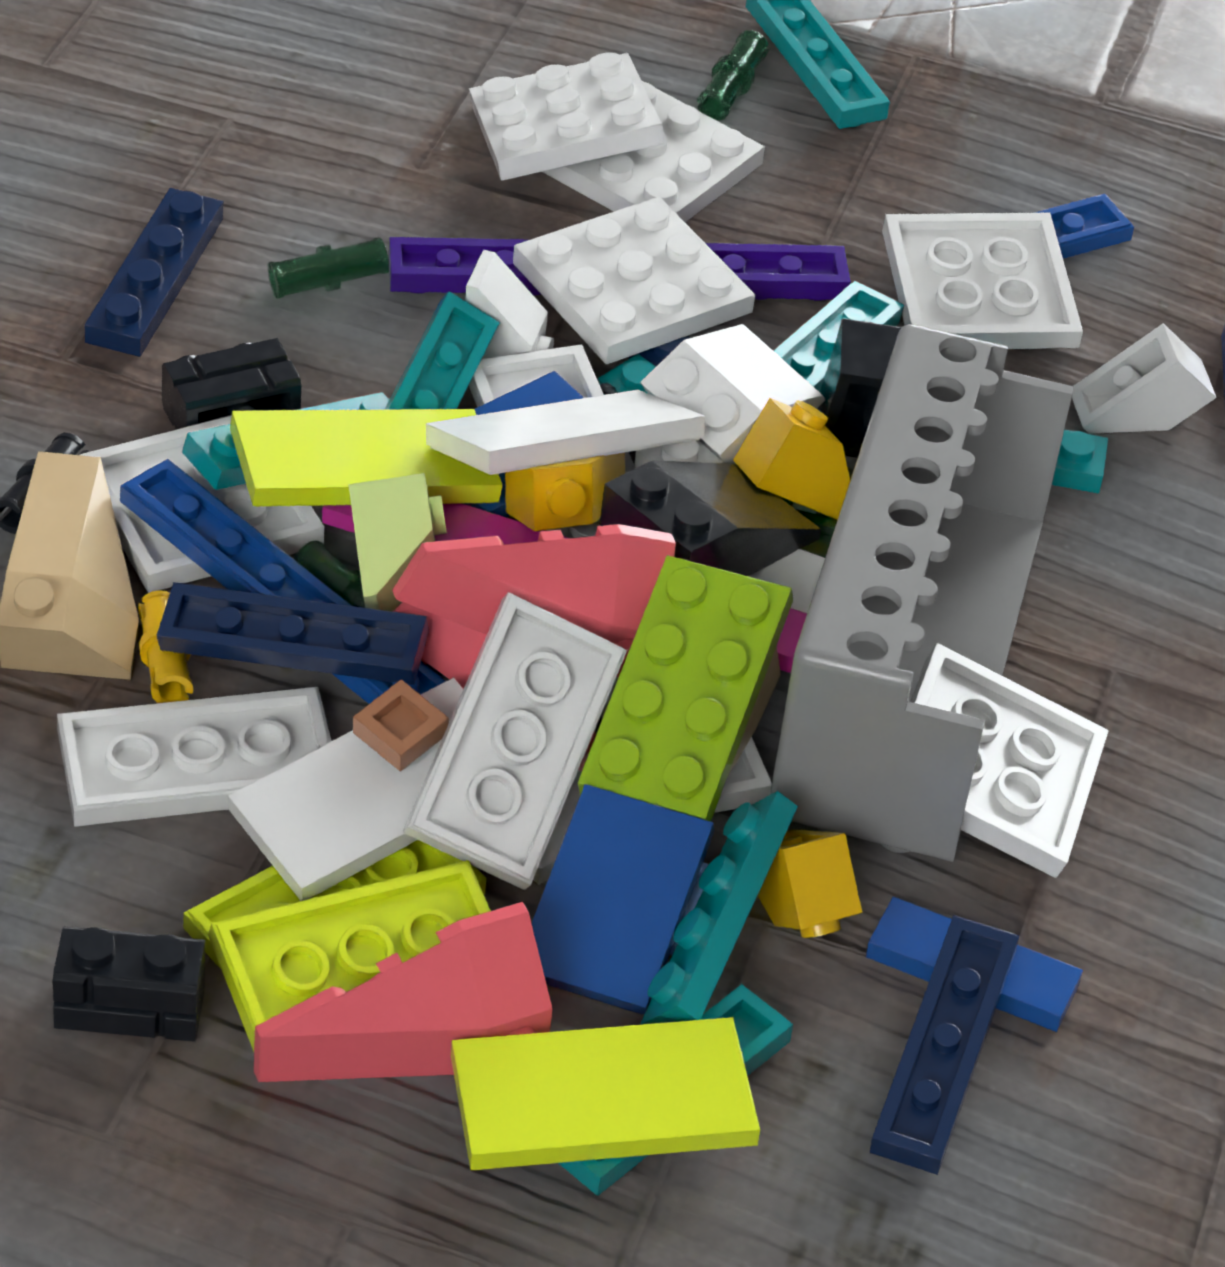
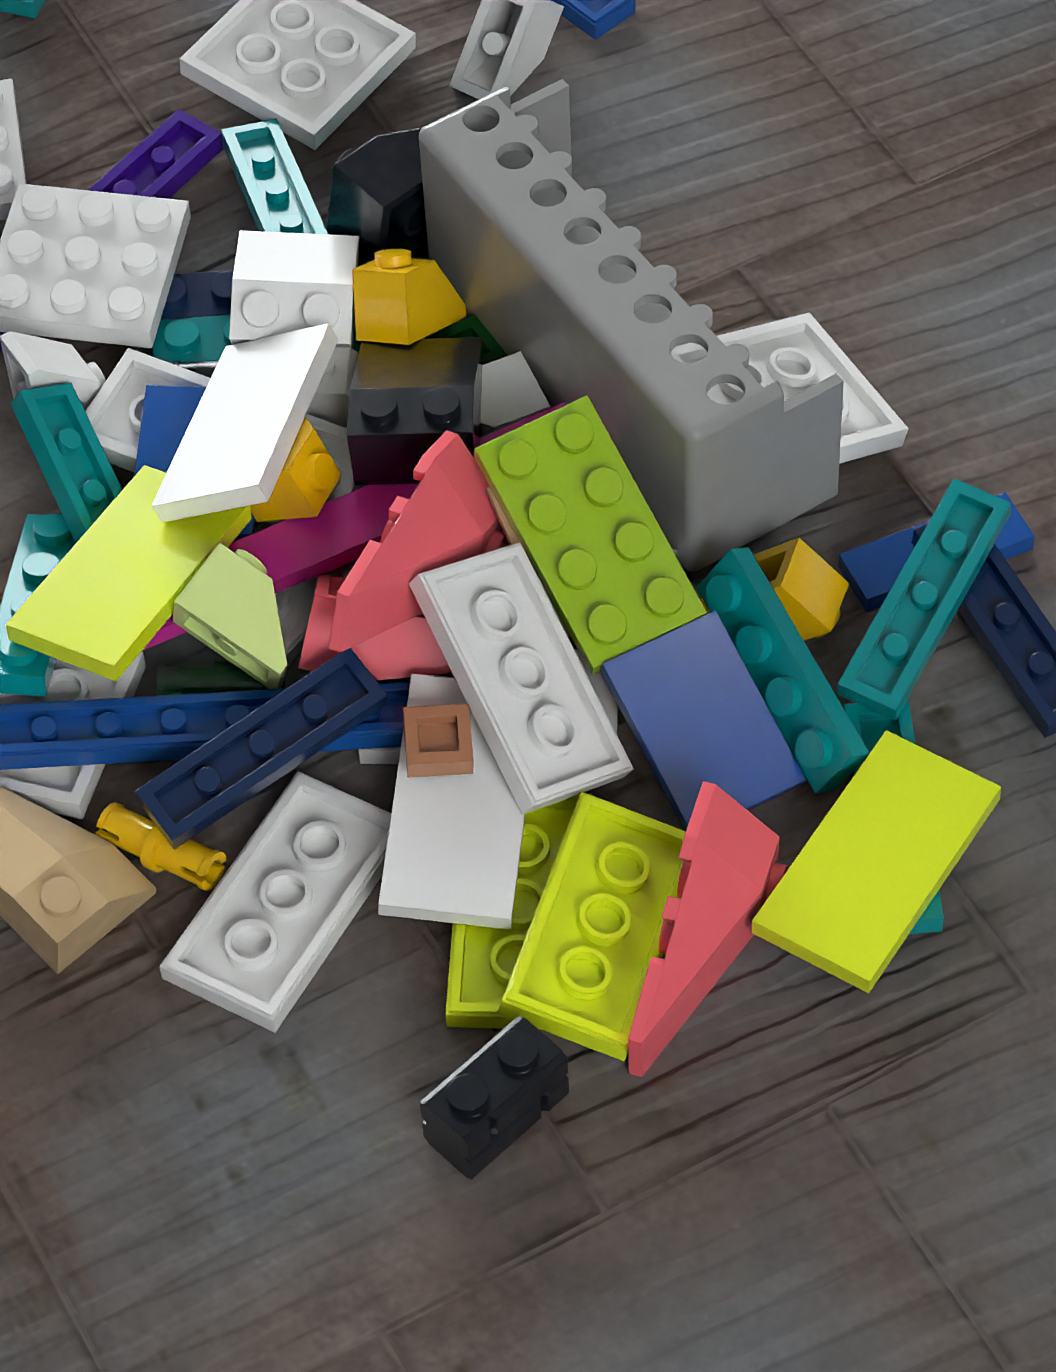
camera: 40 degrees left, 10 degrees up
(887, 959) = (924, 599): none -> teal plate

